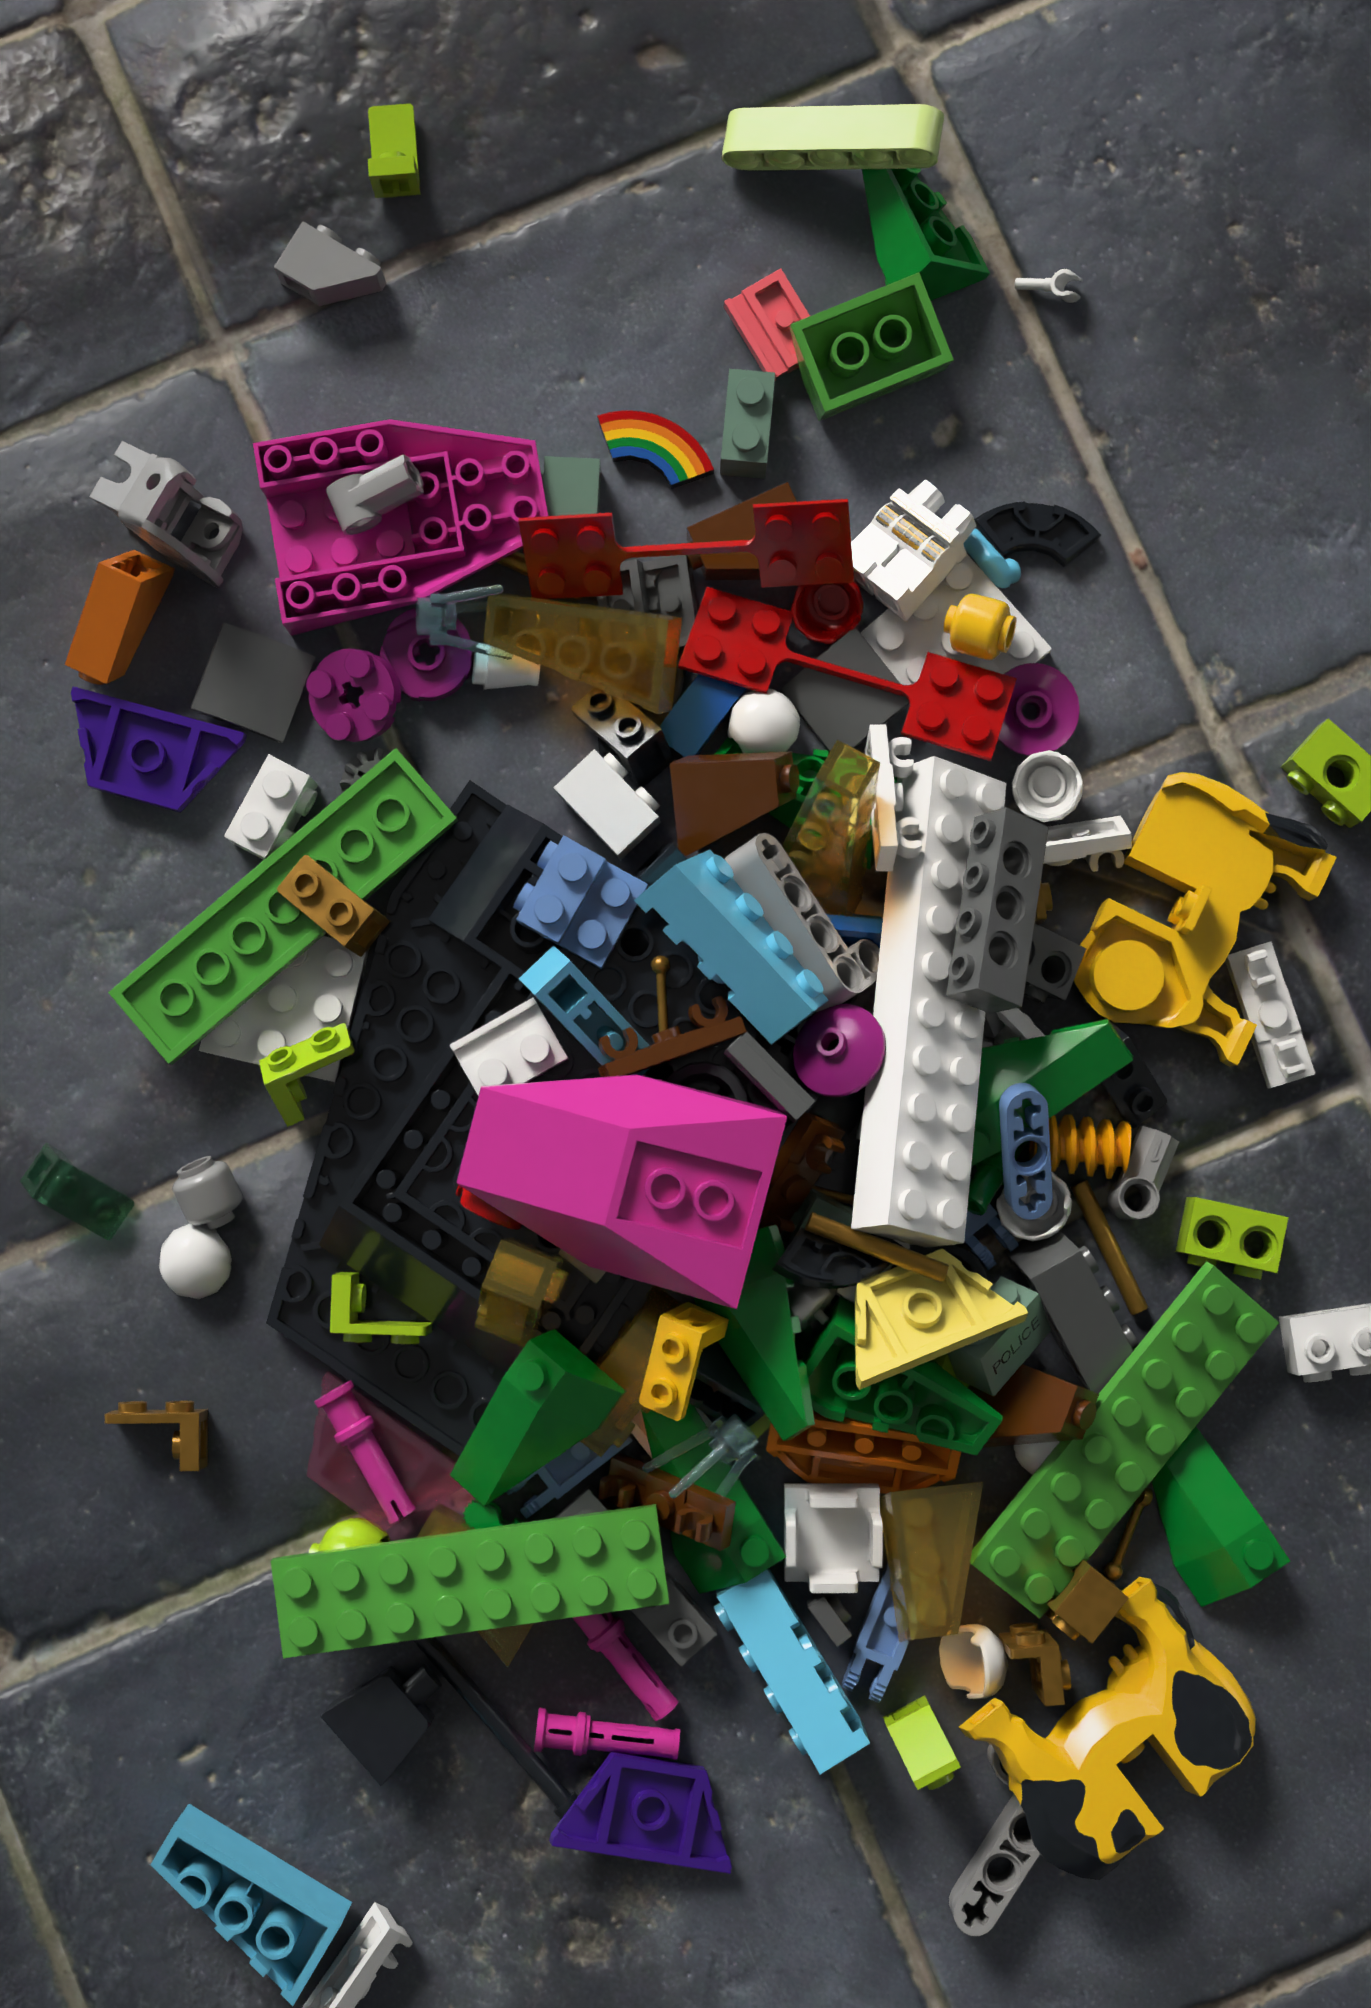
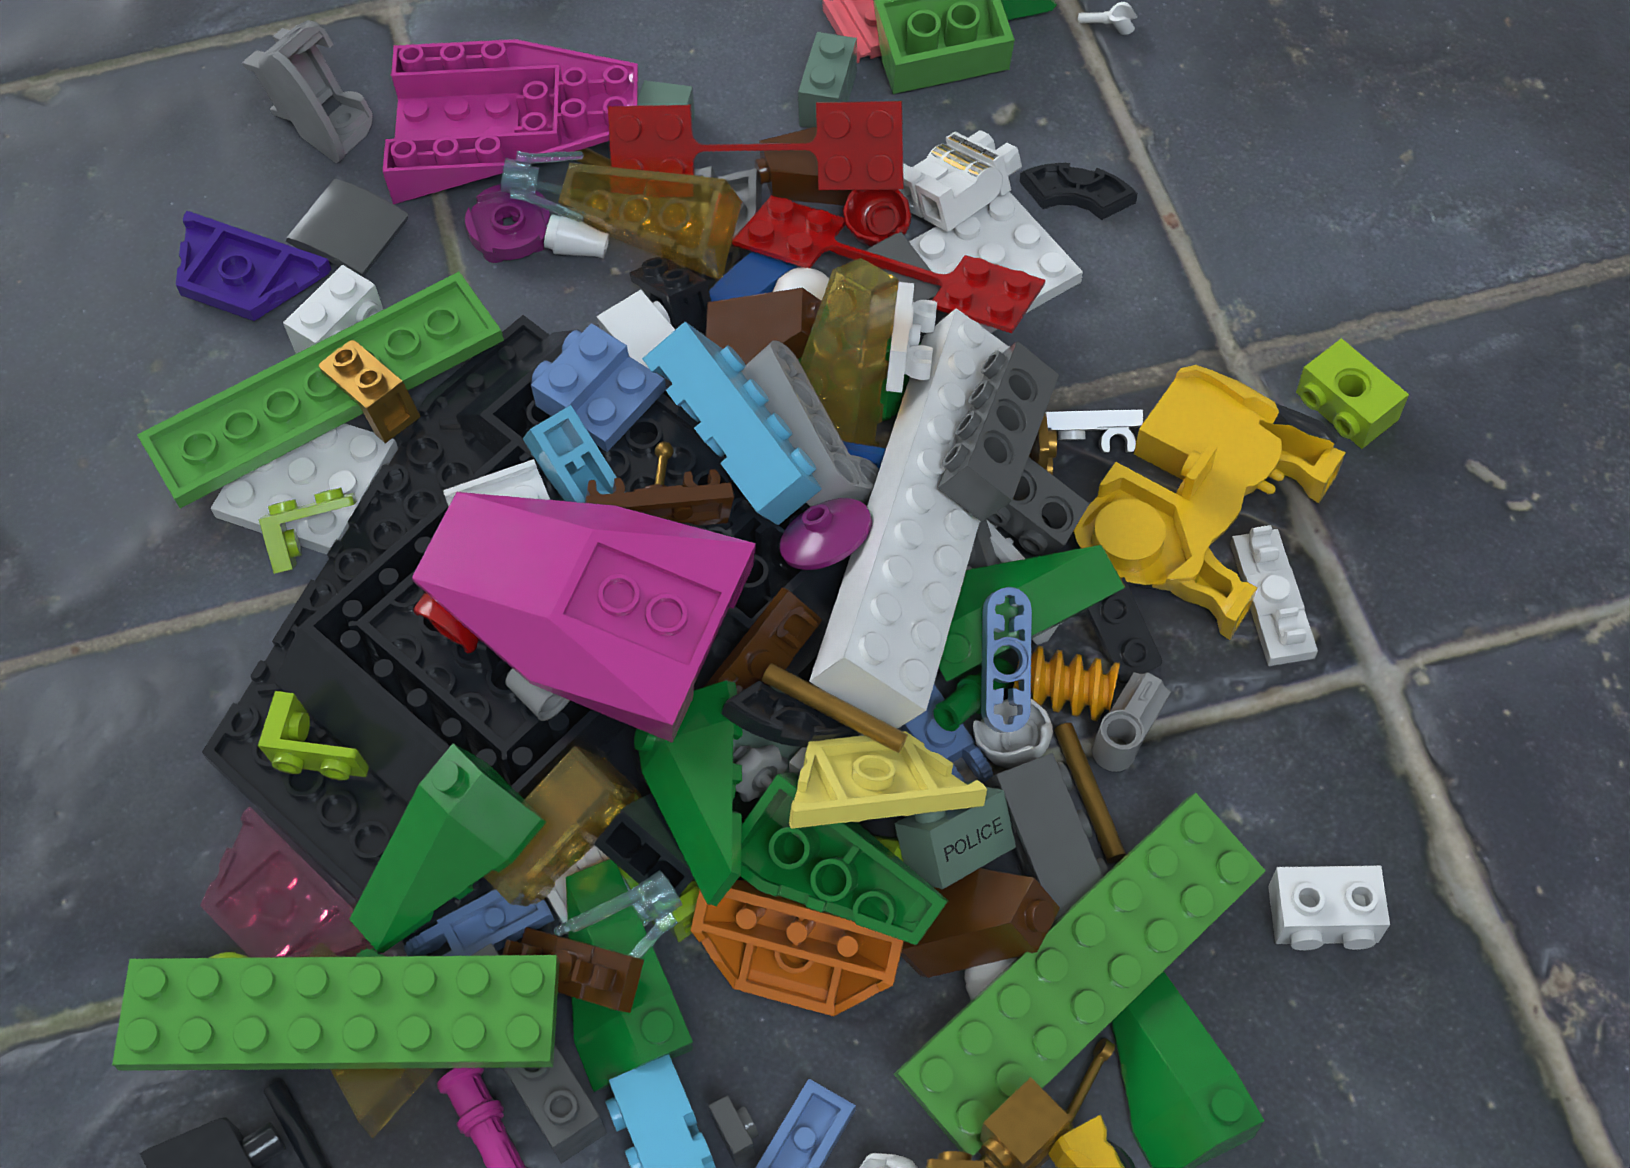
camera: 10 degrees right, 25 degrees down
(76, 1193) = (56, 617): clear green bracket -> none
(117, 615) = (241, 161): orange slope -> none
(188, 1444) = (95, 848): pearl gold bracket -> none
(195, 1261) = (149, 693): white hair -> none
(207, 1192) = (180, 627): light grey head -> none
(328, 693) = (420, 227): magenta plate -> none
(355, 1431) = (261, 859): dark pink pin -> none
(363, 498) = (476, 91): light grey piece -> none
(518, 1290) = (454, 685): clear yellow wedge -> none
(655, 442) = (747, 95): tile -> none
(676, 1357) = (601, 792): yellow bracket -> none
(769, 1077) = (739, 521): dark grey slope -> none
(832, 1535) = (749, 1039): white panel -> none
(929, 1556) = (851, 1061): clear yellow wedge -> none
(980, 626) = (1015, 234): yellow head -> none
(991, 562) = (1035, 202): medium azure arm -> none
(1047, 786) = (1077, 373): white hair -> none
(1055, 706) = (1072, 303): magenta dish -> none
(1232, 1225) = (1223, 776): lime brick -> none

